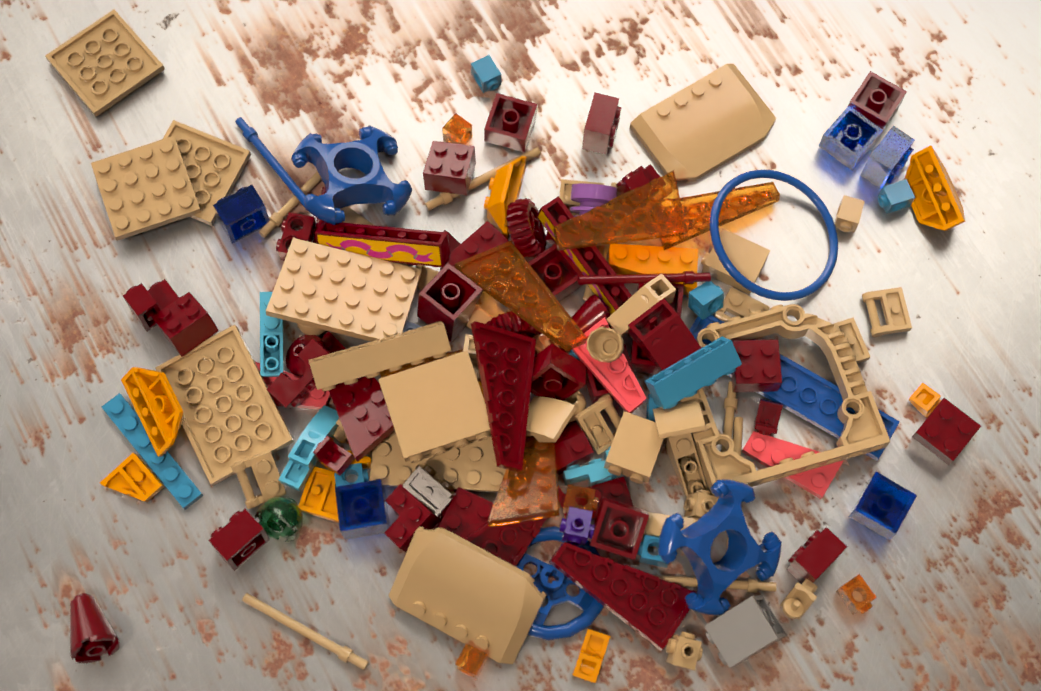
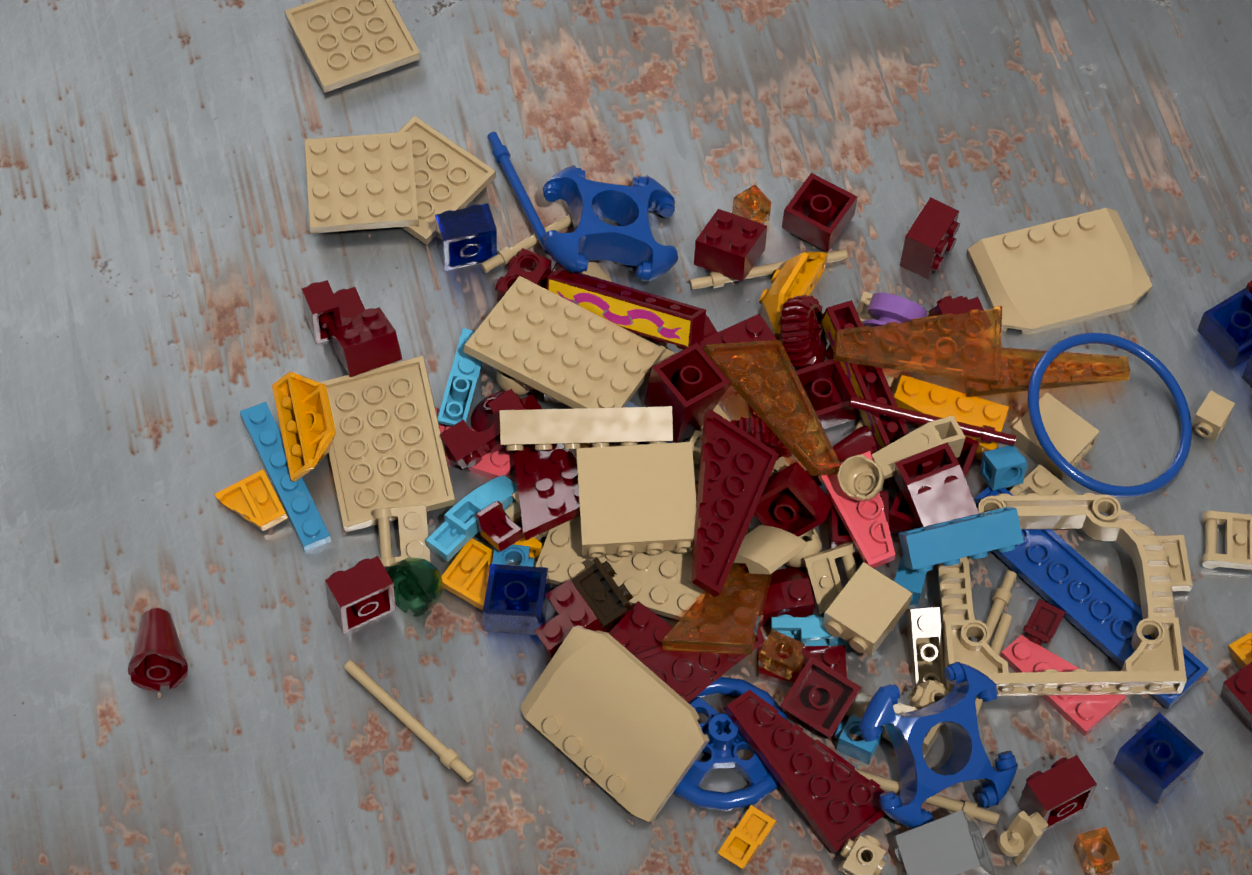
camera: 15 degrees right, 10 degrees down
(471, 661) = (598, 803): clear orange brick -> none
(486, 74) = (805, 152): dark azure brick -> none
(577, 526) = (770, 679): dark purple brick -> none
(679, 420) = (927, 586): tan slope -> none
(759, 366) = (1044, 557): dark red brick -> none

